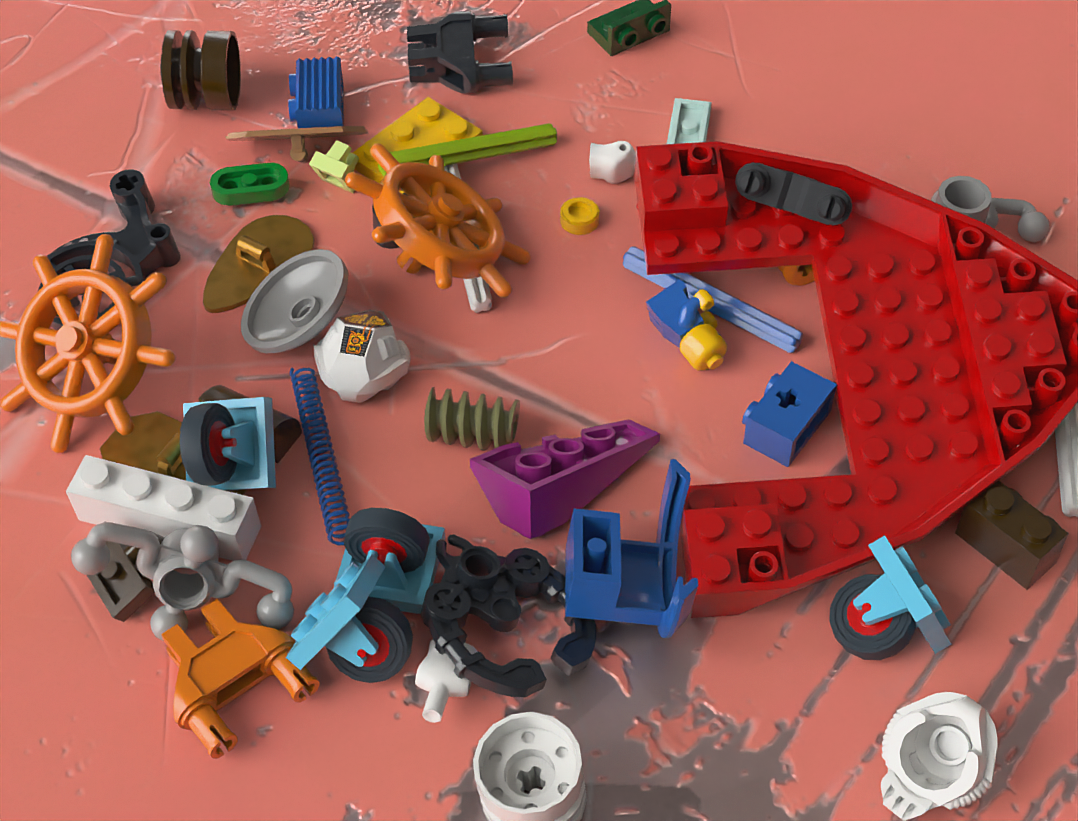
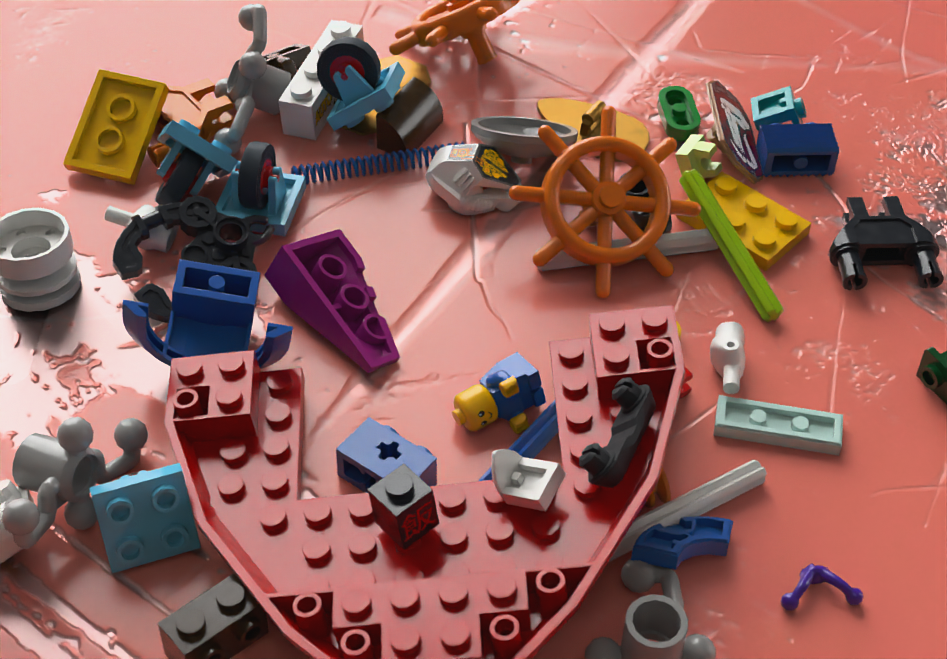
camera: 90 degrees right, 5 degrees down
(139, 245) = (589, 53): black piece -> none
(195, 70) = (806, 58): dark brown wheel -> none
(253, 105) = (777, 107): none -> teal bracket
(260, 730) = (116, 126): none -> yellow plate
(470, 421) = (394, 241): olive piece -> none
(851, 263) = (525, 480): none -> white plate
(863, 112) = (819, 574): none -> dark purple piece
(878, 668) = (63, 472): none -> light grey wheel
(891, 355) = (403, 506): none -> brick

